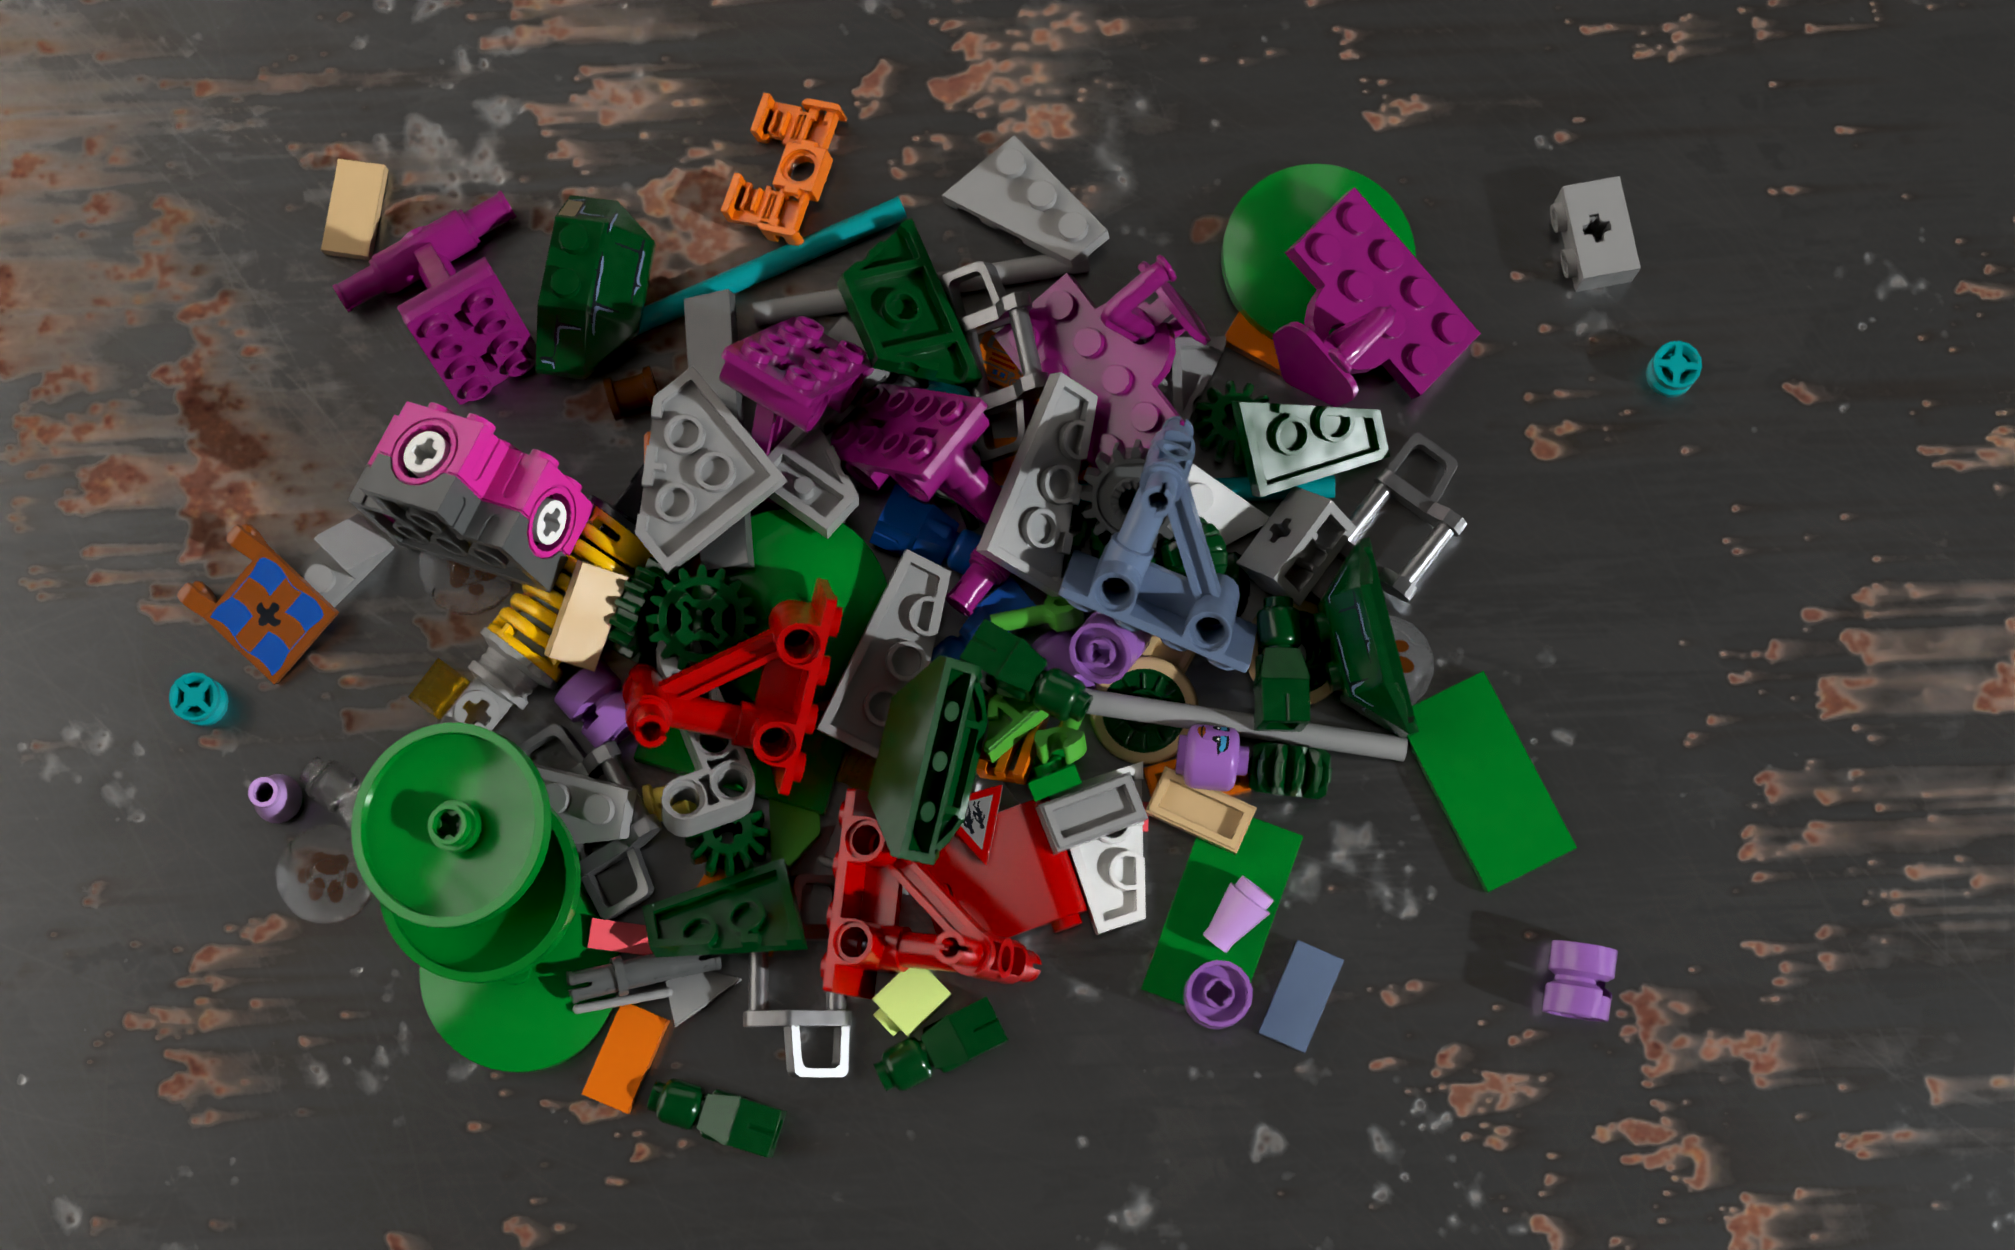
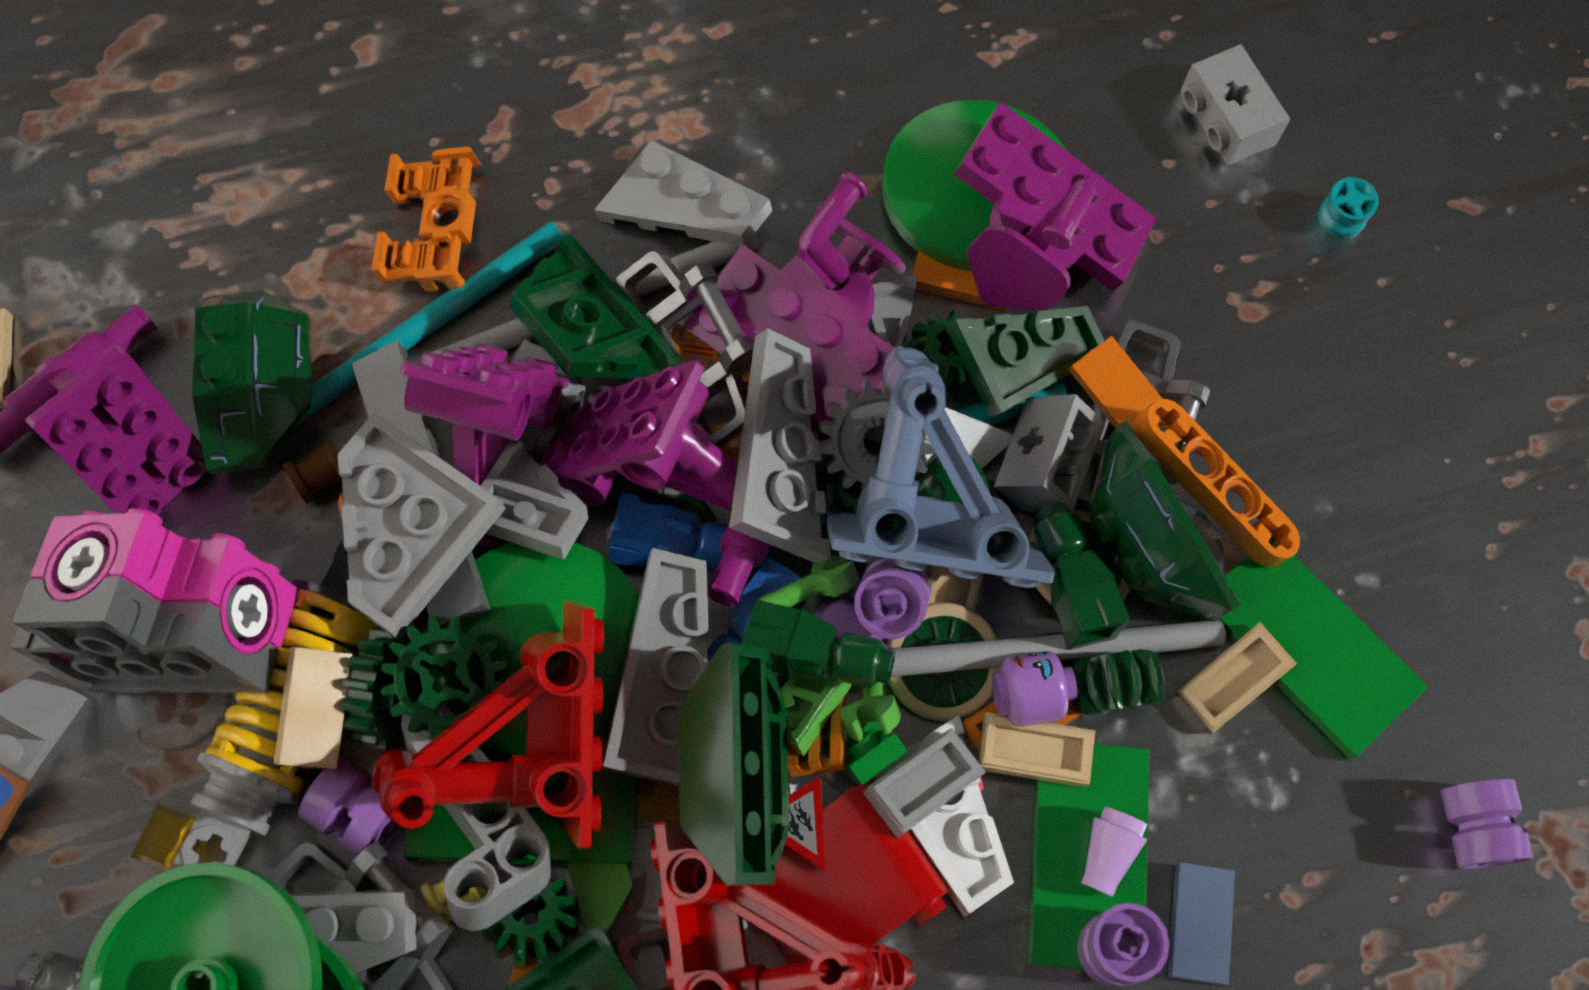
camera: 25 degrees left, 10 degrees down
(1383, 503) = (1115, 383): none -> orange tile
(1403, 793) = (1236, 678): none -> tan tile
(1433, 617) = (1211, 488): none -> orange beam

